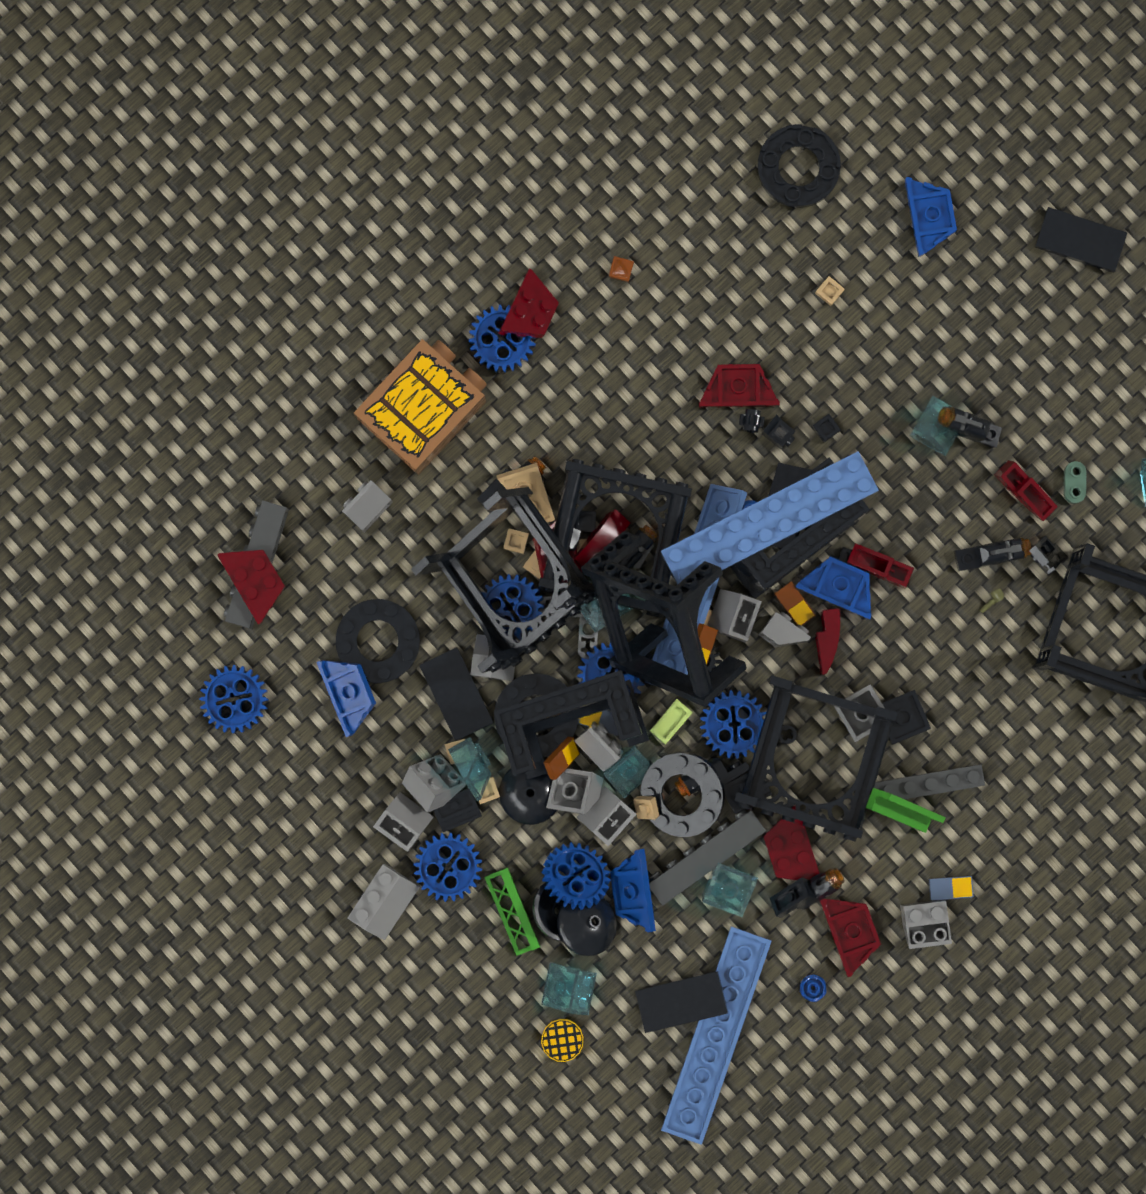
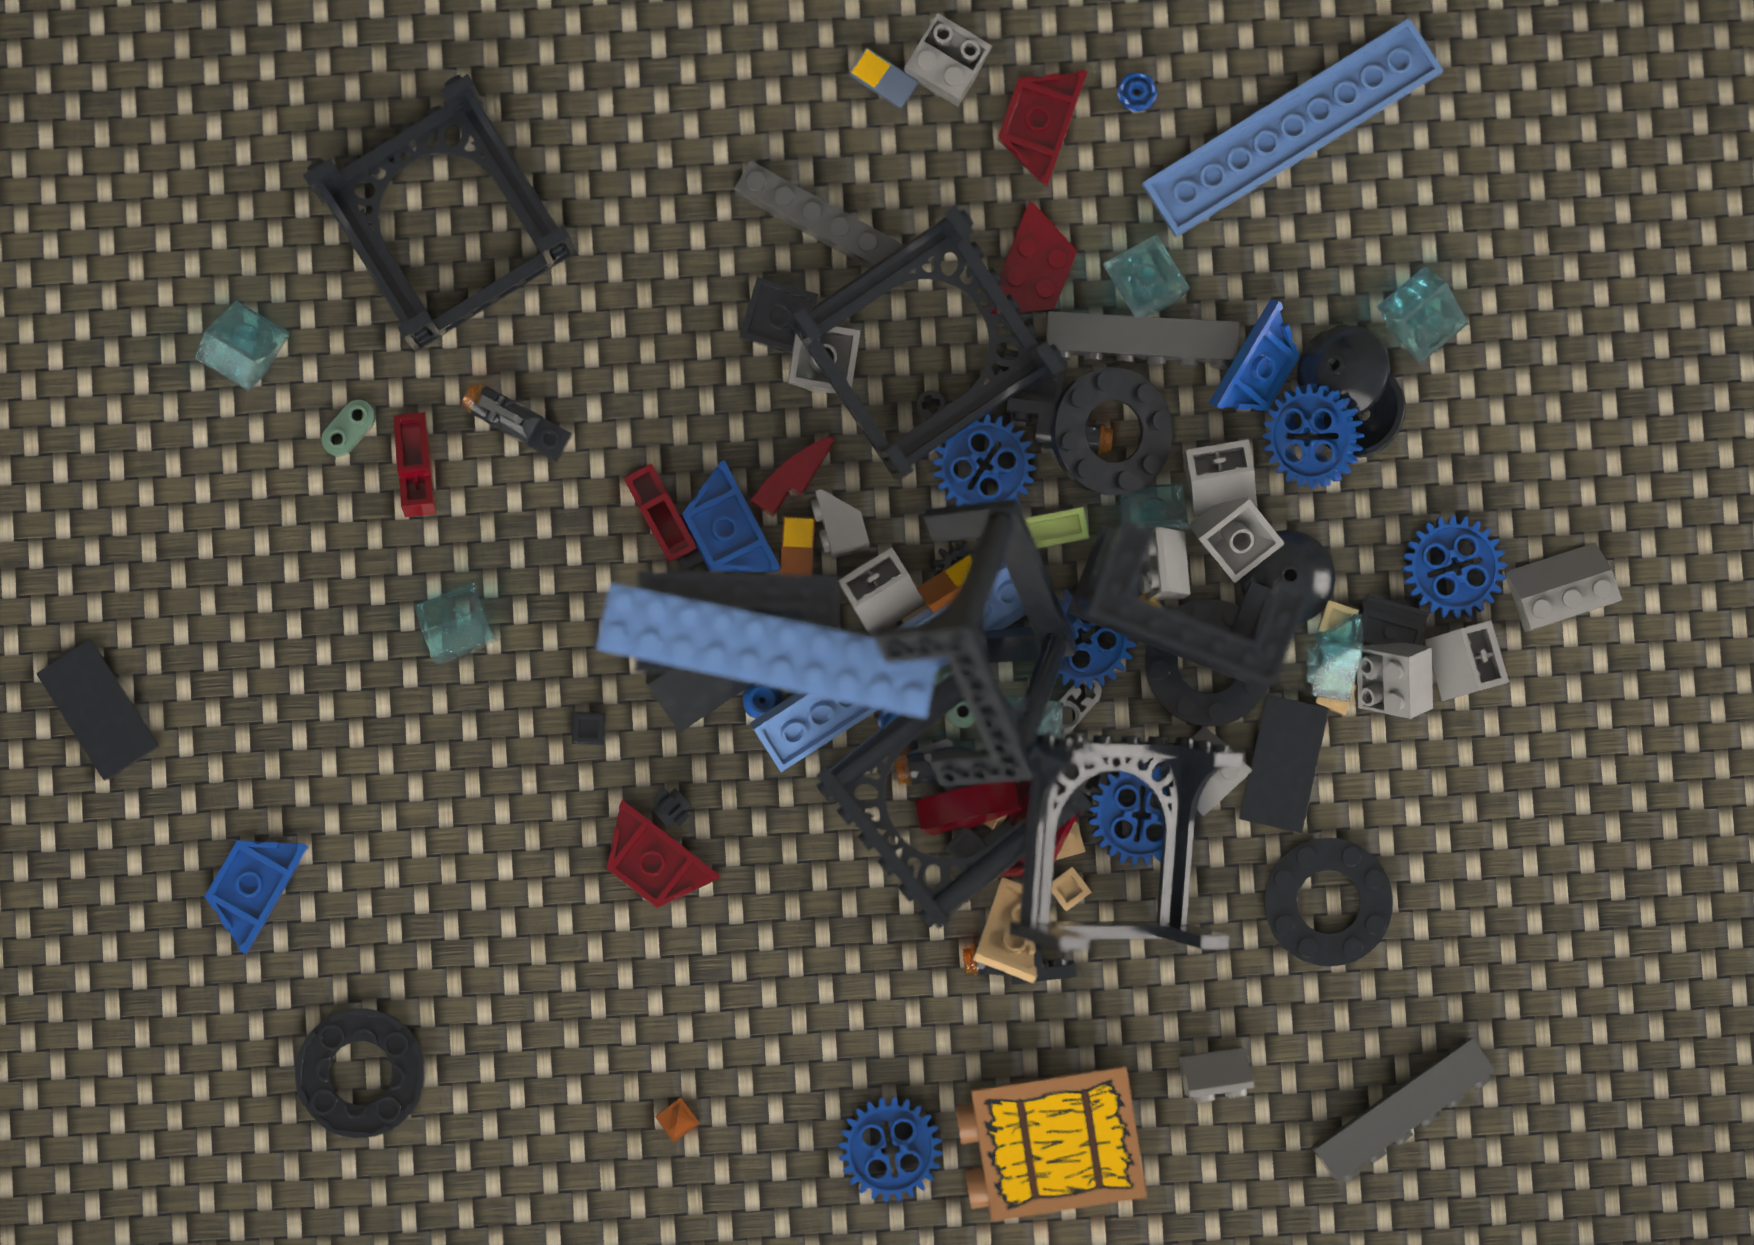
camera: 145 degrees left, 0 degrees up
(238, 717) = (1544, 995): blue gear -> none
(254, 580) = (1422, 1091): dark red wing -> none
(348, 692) = (1413, 867): blue wing -> none
(520, 911) = (1407, 453): bright green fence -> none
(530, 309) = (827, 1157): dark red wing -> none
(561, 758) = (1221, 586): dark orange tile -> none
(562, 1040) = (1476, 263): tile -> none
(646, 807) = (1166, 450): tan plate -> none
(681, 1002) = (1303, 195): black tile -> none
(779, 433) = (650, 766): black window -> none
(806, 892) = (1057, 204): black plate -> none
(829, 291) = (449, 889): tan plate -> none
(901, 810) = (872, 207): bright green fence -> none
(970, 426) = (419, 591): black plate -> none
(997, 596) = (550, 368): olive hand -> none
(1046, 554) = (455, 369): black plate -> none

